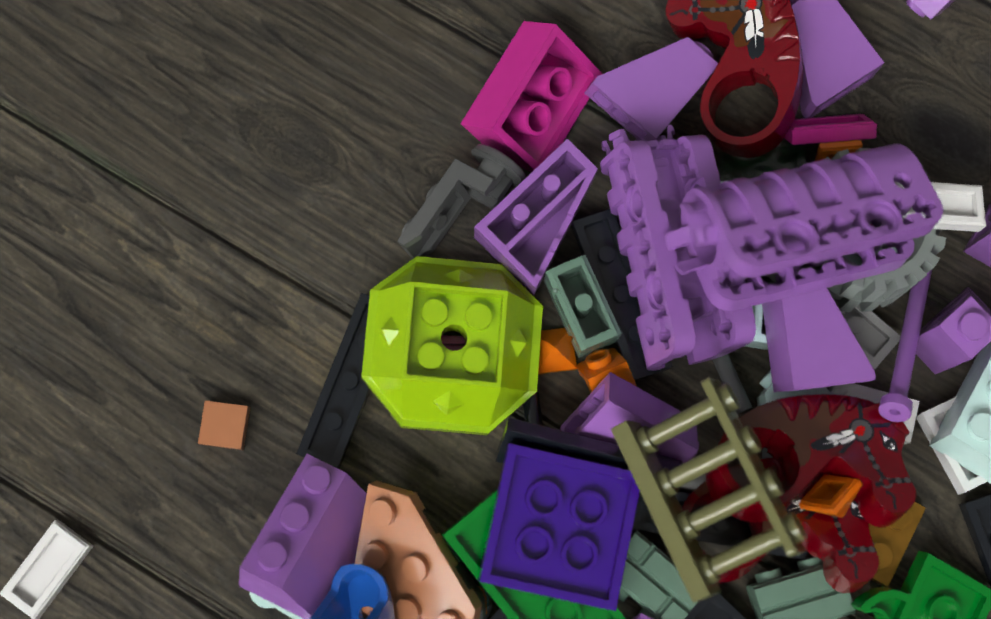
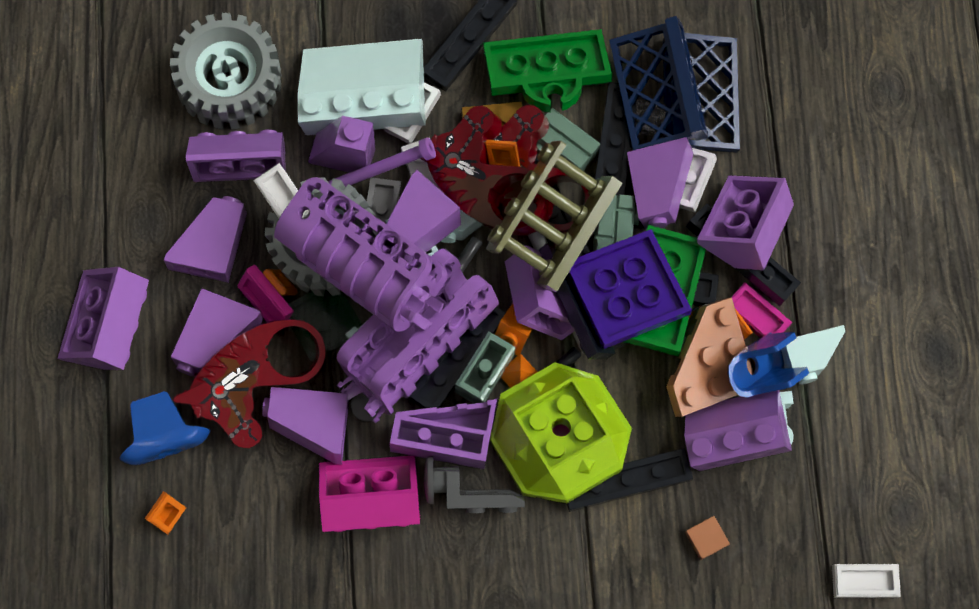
camera: 130 degrees left, 5 degrees down
(936, 116) = (210, 241): none -> medium lavender slope

